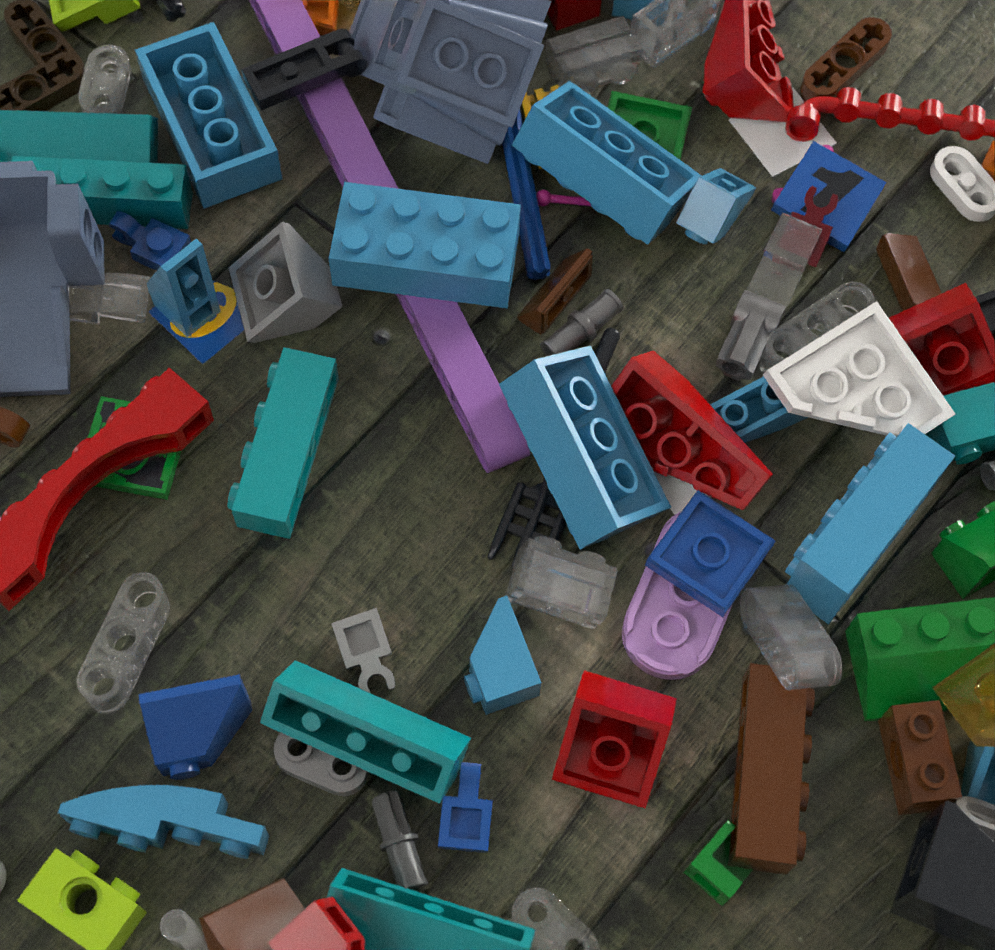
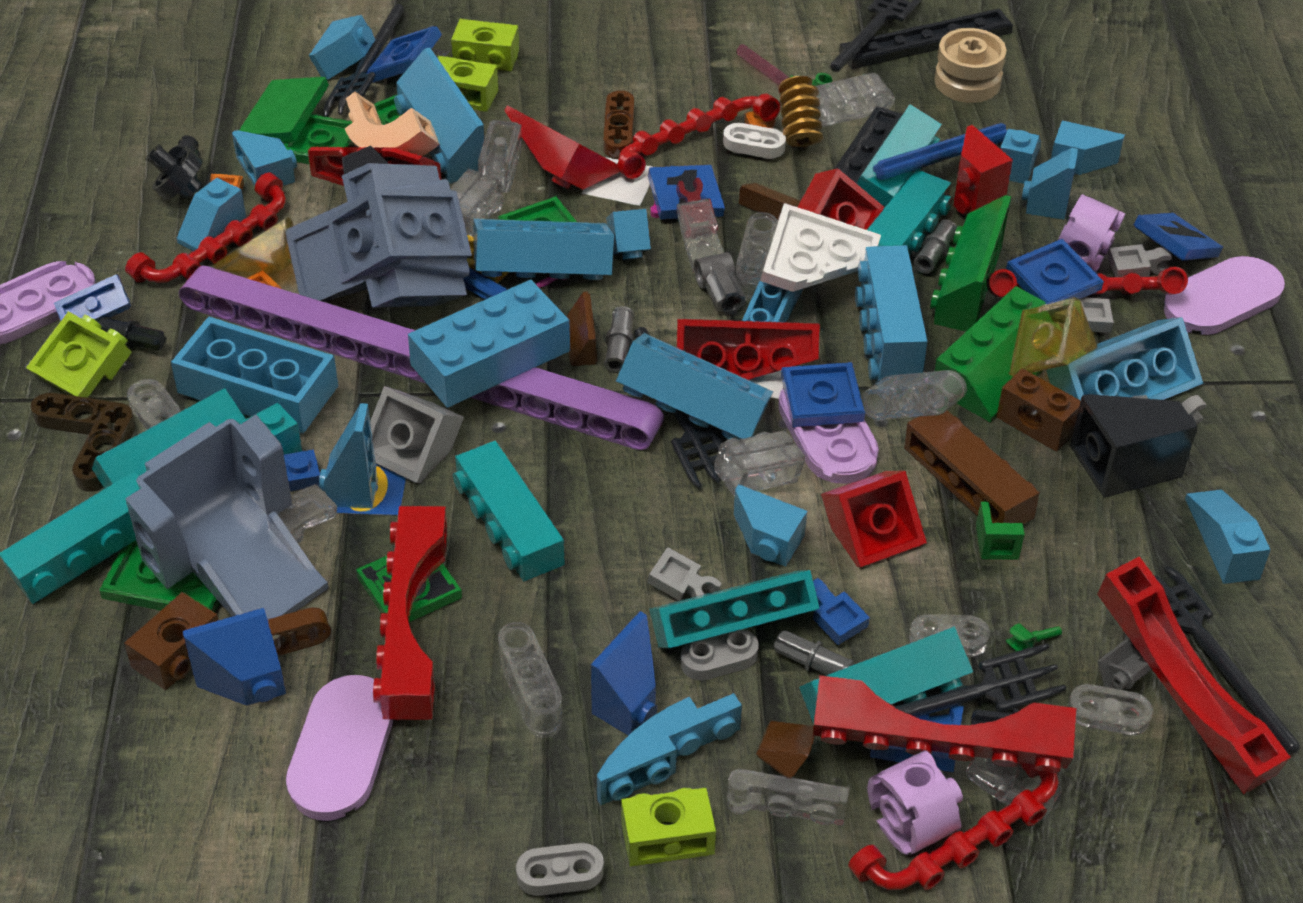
camera: 40 degrees left, 20 degrees down
(304, 68) = (299, 306): black plate -> none

